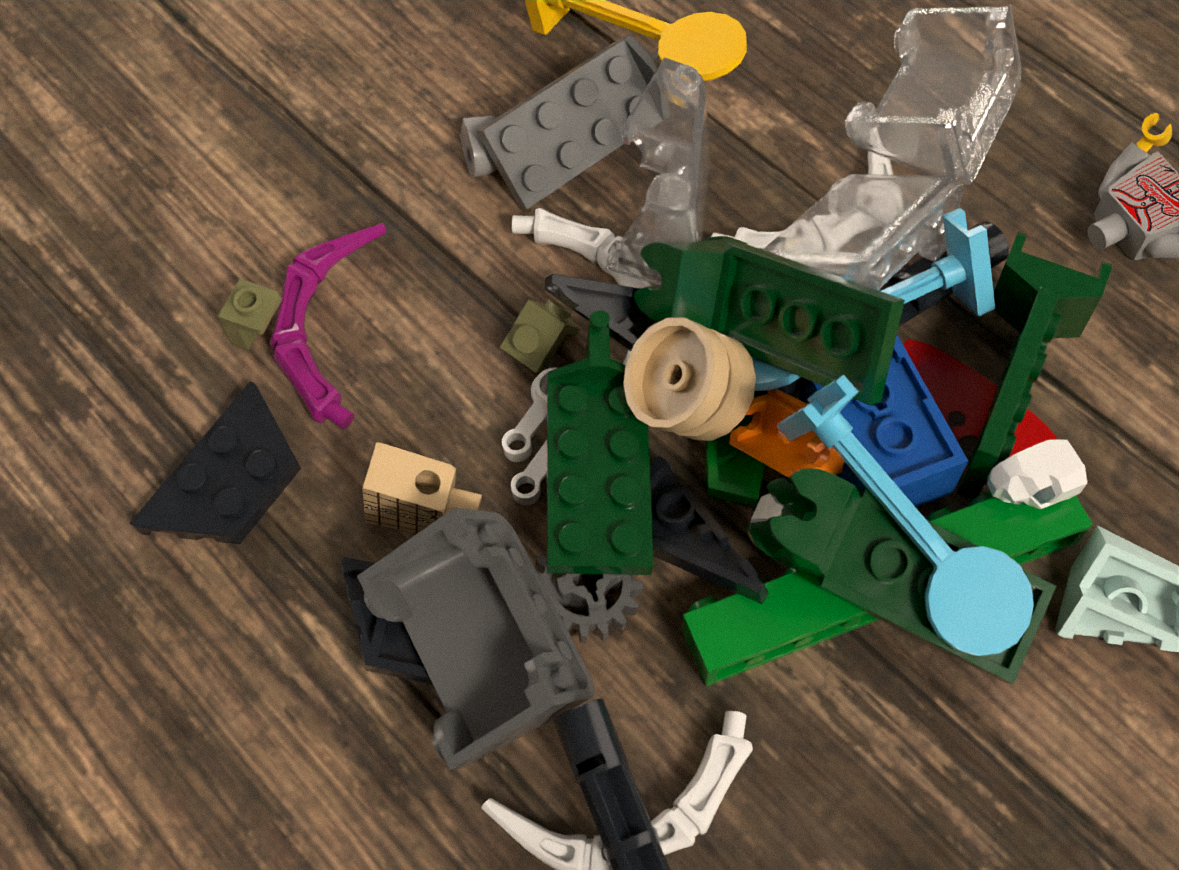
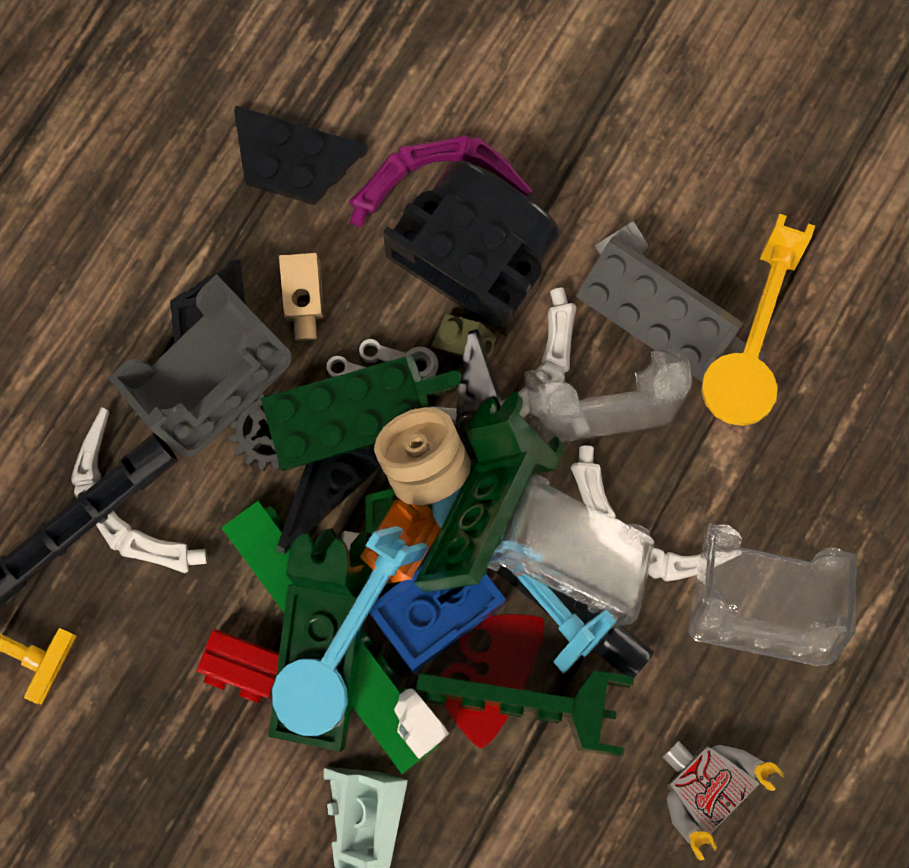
camera: 70 degrees right, 15 degrees up
(248, 312) = (415, 123): olive bracket -> none
(429, 278) = (475, 243): none -> black brick
(902, 700) = (239, 664): none -> red brick

